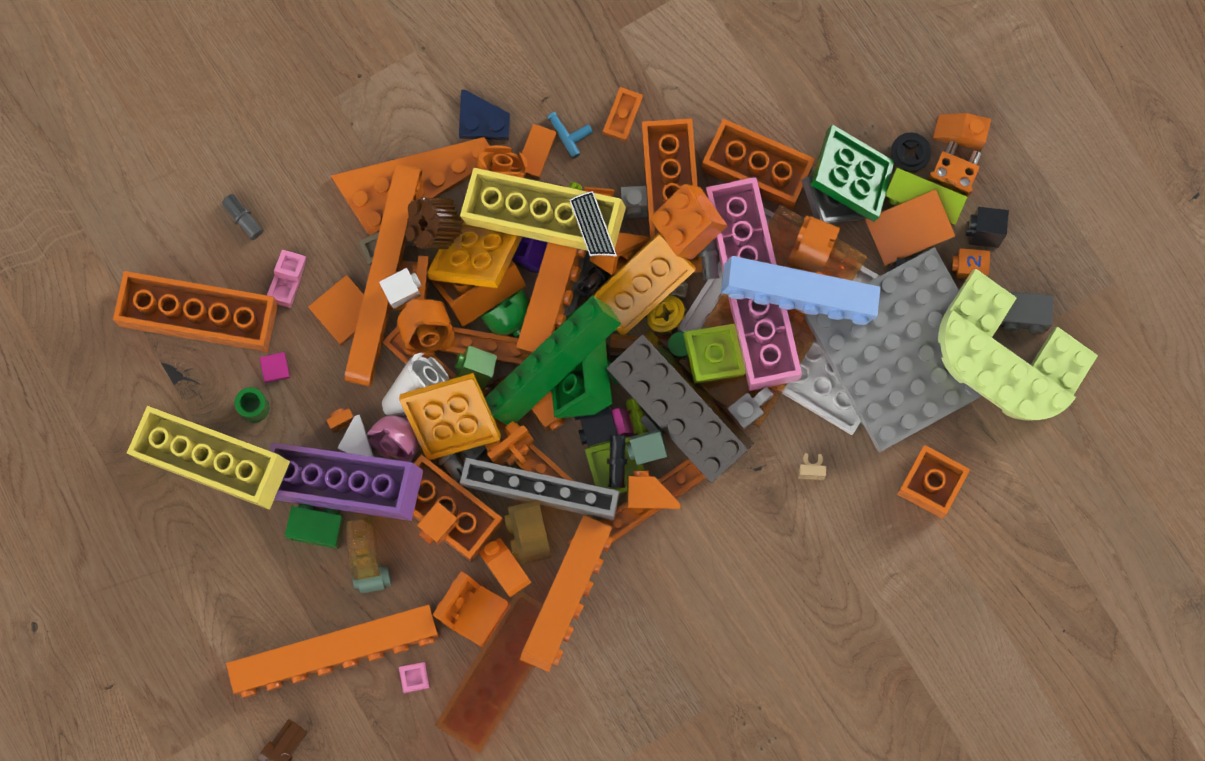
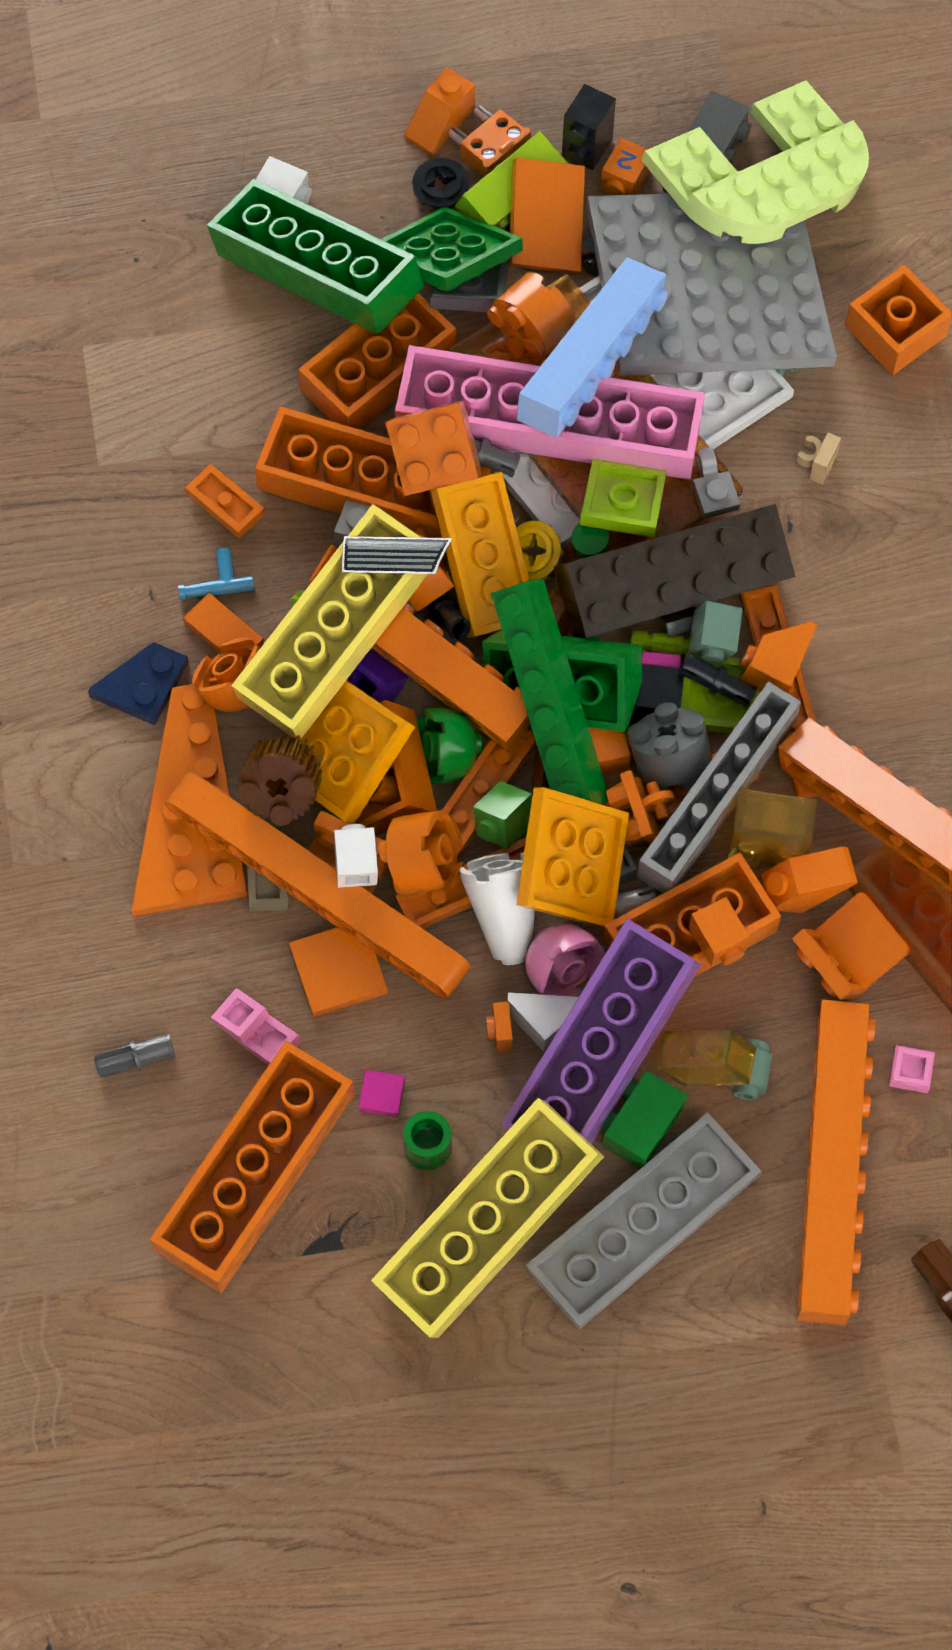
camera: 70 degrees left, 10 degrees down
(253, 551) = (643, 1220): none -> light grey plate
(559, 449) = (670, 746): none -> dark grey brick
(807, 95) = (316, 256): none -> green brick
(860, 55) = (286, 179): none -> white brick

